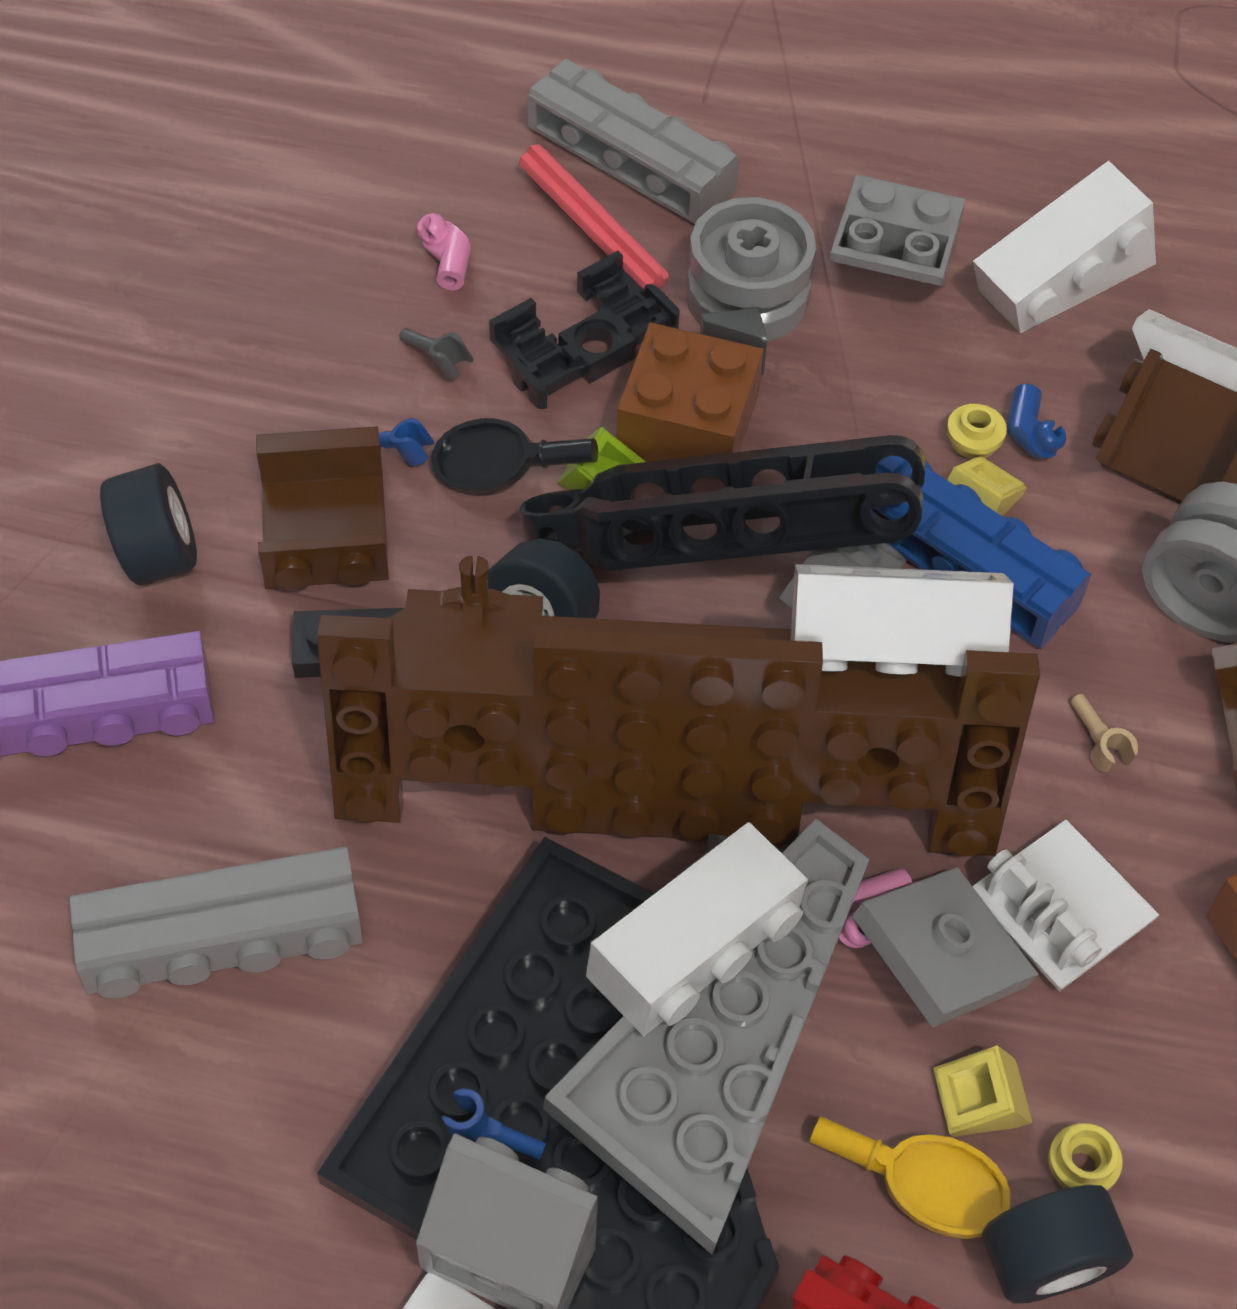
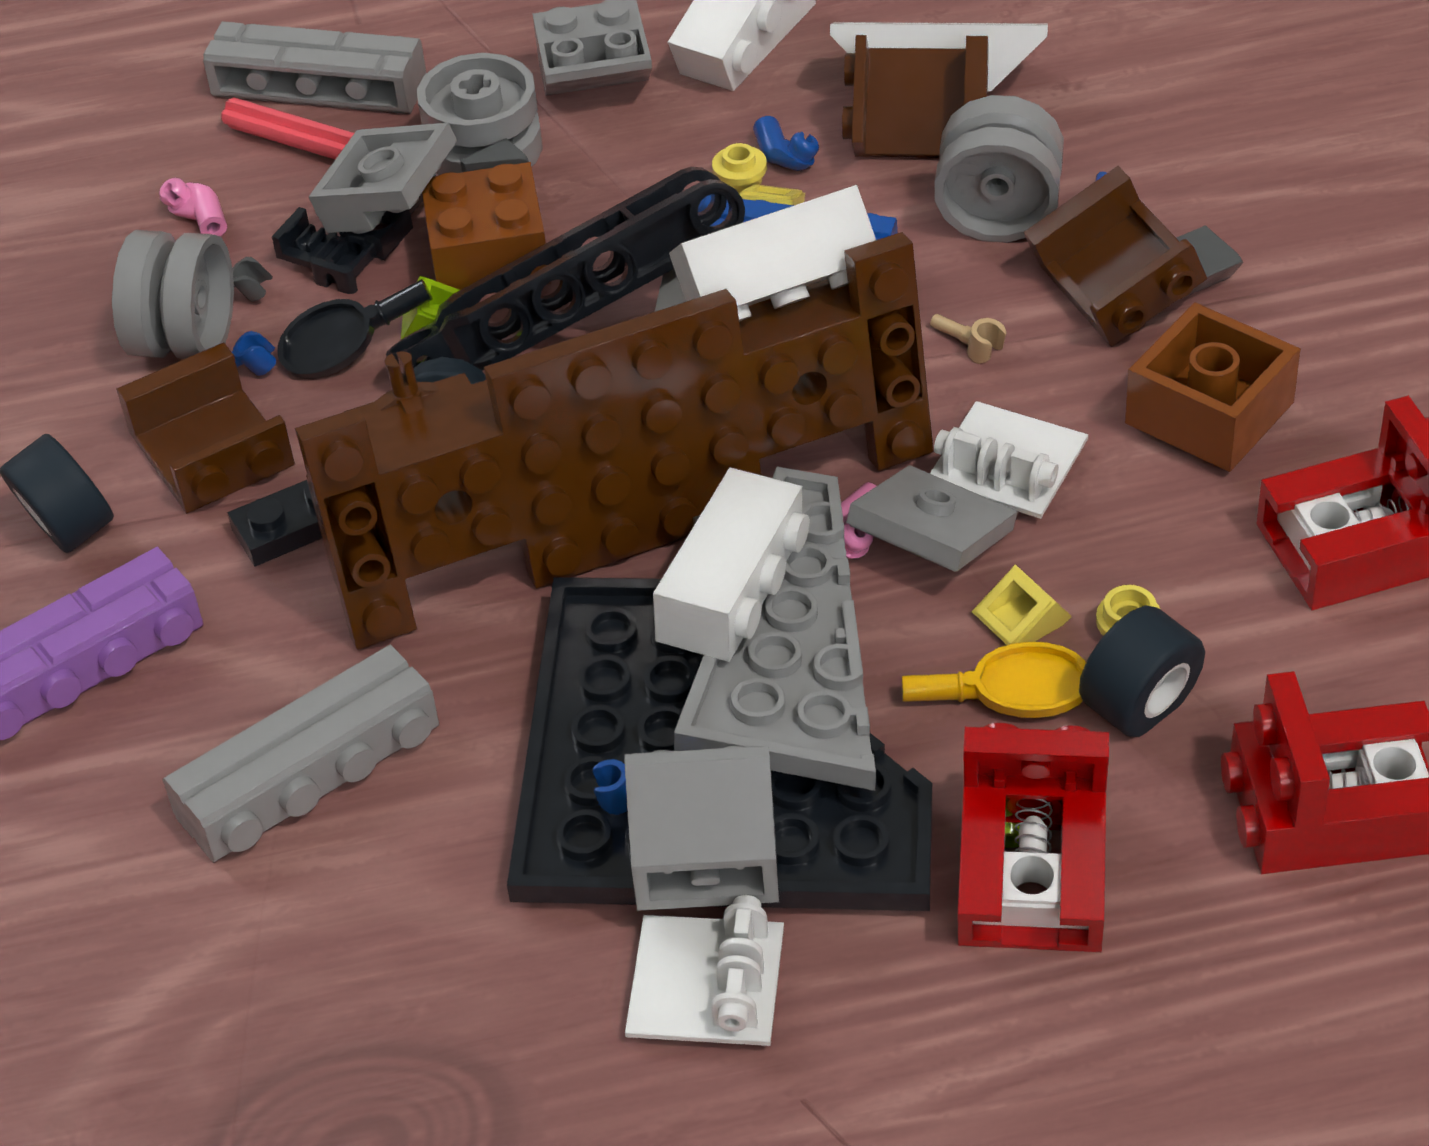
camera: 20 degrees left, 10 degrees down
(359, 352) = (172, 293): none -> light grey wheel
(613, 302) = (379, 174): none -> light grey plate

